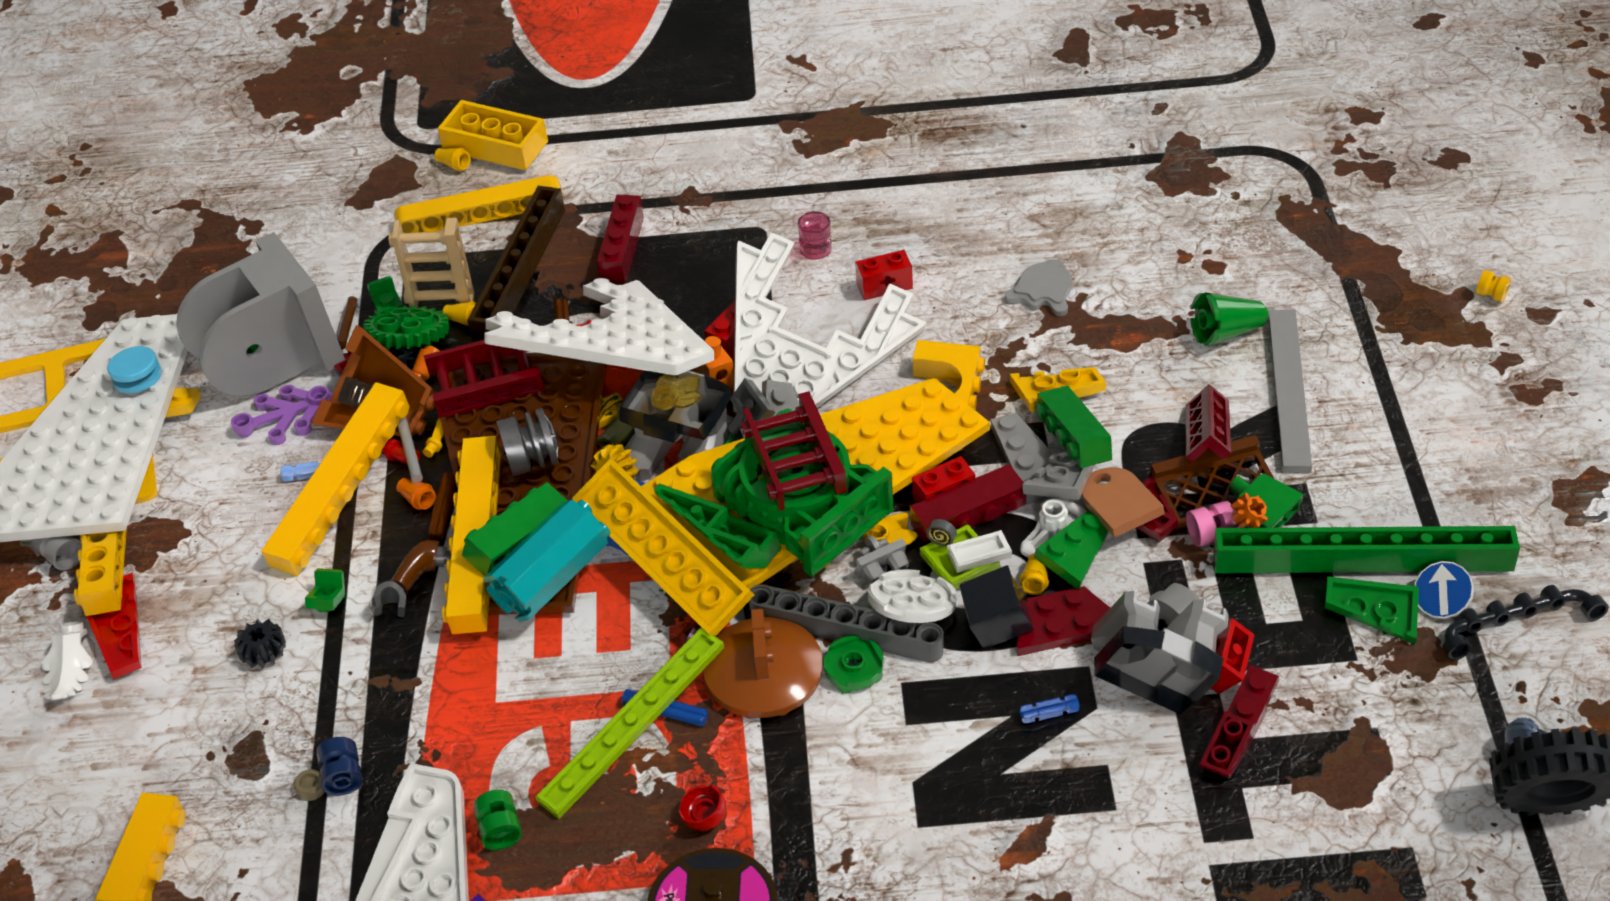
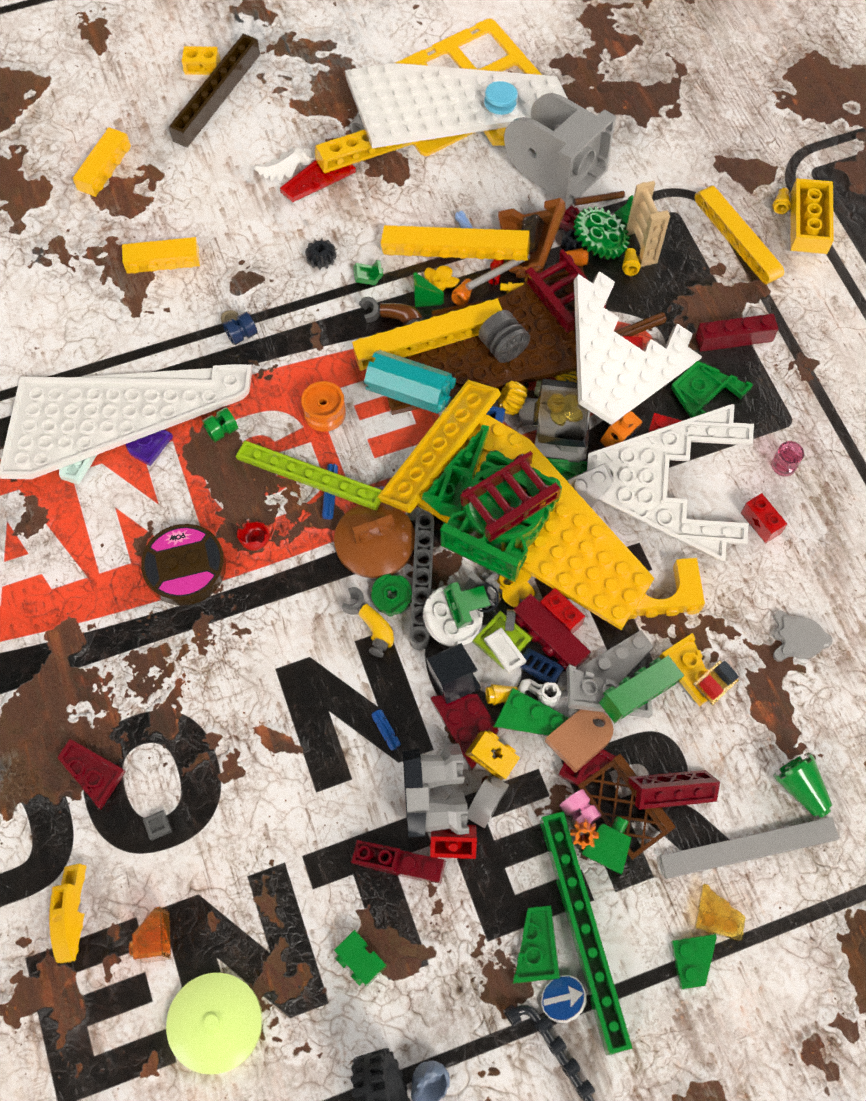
camera: 70 degrees right, 20 degrees up
(286, 411) = (510, 196): medium lavender plant -> none
(378, 515) = (441, 277): none -> yellow plate
(393, 534) = (426, 293): none -> green slope
(502, 533) = (425, 352): green brick -> none
(518, 259) = (686, 276): dark brown brick -> none
(528, 680) = (323, 406): none -> orange wheel
(684, 291) = (702, 384): none -> green wing
(749, 396) = (578, 465): dark grey hinge -> none
(904, 569) = (469, 600): none -> green piece
(905, 680) = (381, 630): none -> piece
(1020, 512) = (551, 665): none -> dark blue slope
(1078, 364) = (716, 681): none -> piece
(1108, 588) = (481, 753): none -> yellow brick
(1362, 793) = (353, 954): none -> green brick
(1365, 432) = (717, 916): none -> clear yellow wing
(1413, 467) = (693, 960): none -> green wing

